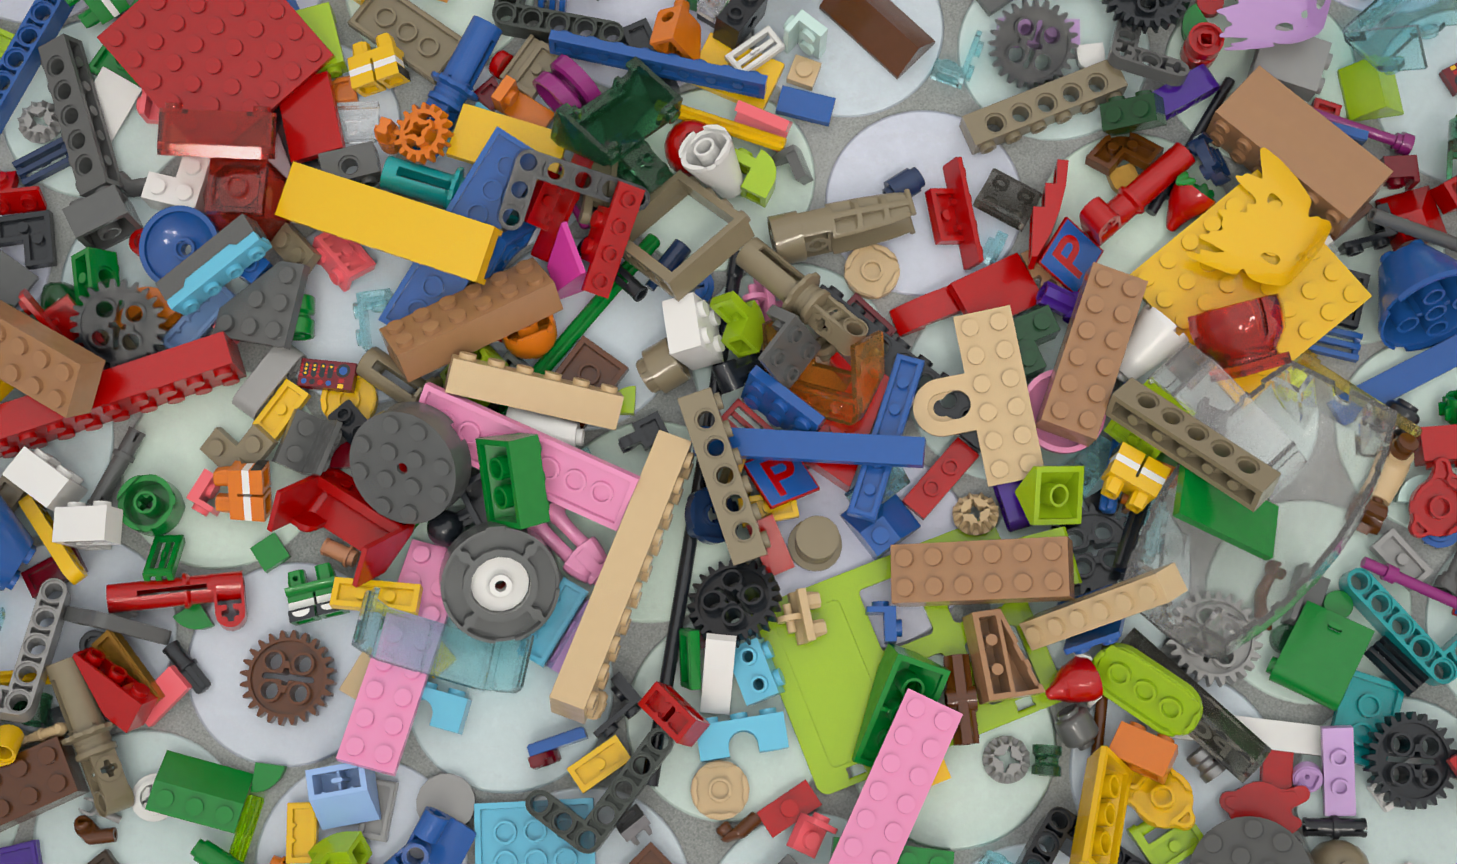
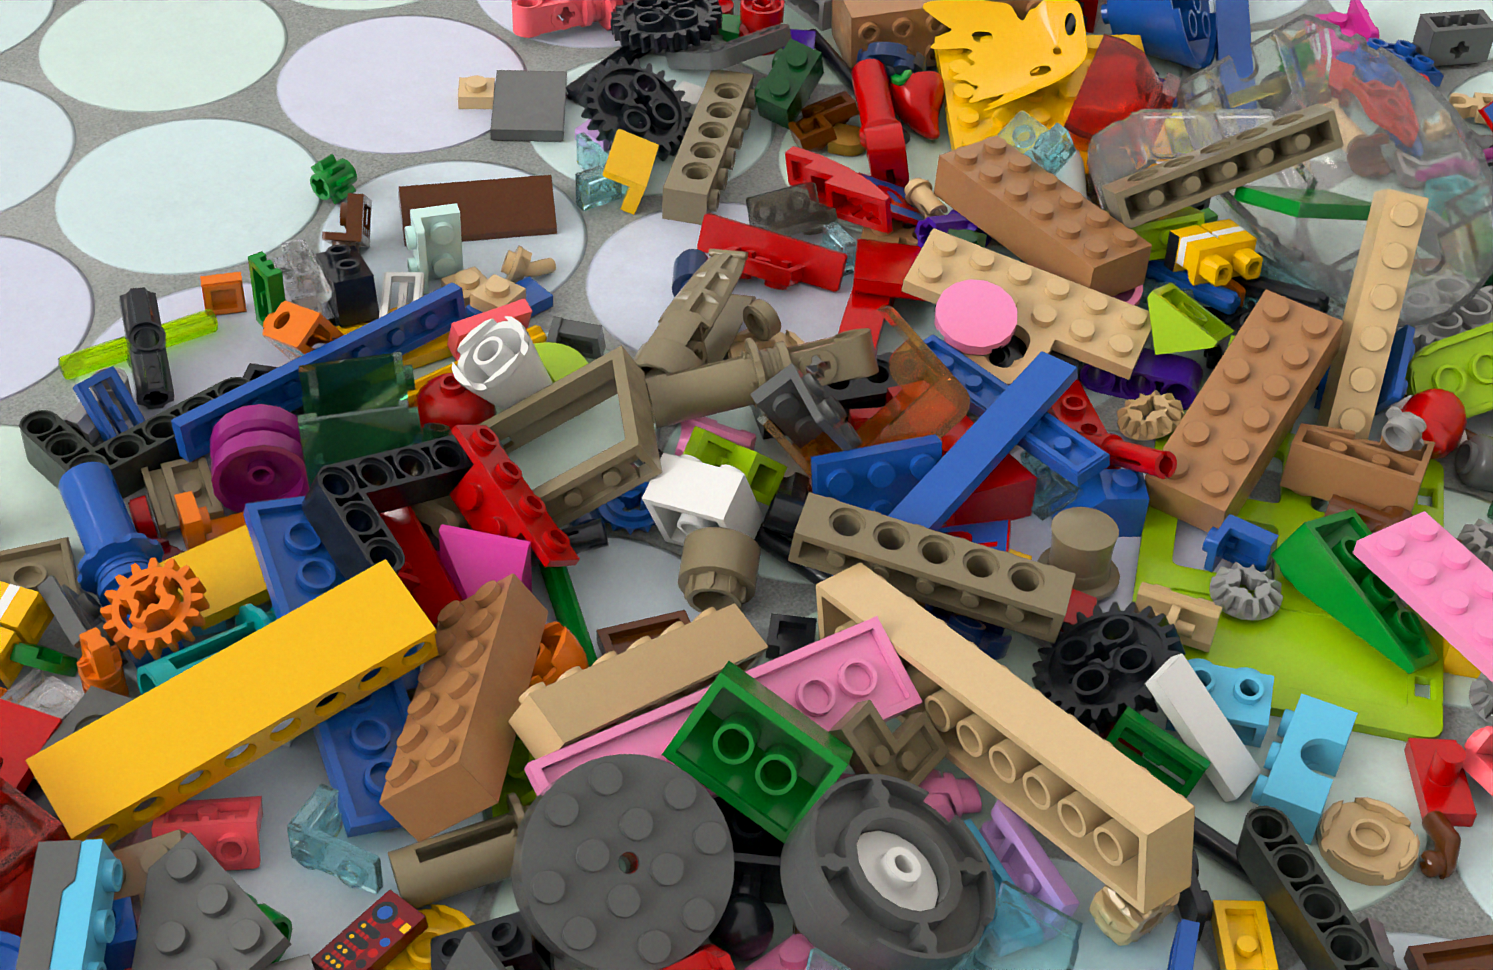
camera: 60 degrees left, 35 degrees down
(383, 100) = (44, 659): none -> green tile
(410, 90) = (74, 611): none -> dark grey plate
(571, 540) = (906, 754): none -> dark tan plate
(673, 714) = (1235, 784): red brick -> none
(798, 98) = (496, 293): none -> tan plate
(838, 86) = (518, 265): none -> tan plate
(859, 656) = (1237, 601): none -> light grey gear
(883, 253) = (761, 319): none -> dark tan tile
(903, 514) = (1134, 456): none -> red pin
(948, 377) = (975, 316): none -> bright pink tile
(973, 80) = (631, 165): none -> yellow panel
(1024, 671) = (1403, 430): none -> light grey plate
(1077, 270) = (920, 193): none -> tan pin
(1154, 313) = (1045, 147): none -> clear light blue bracket

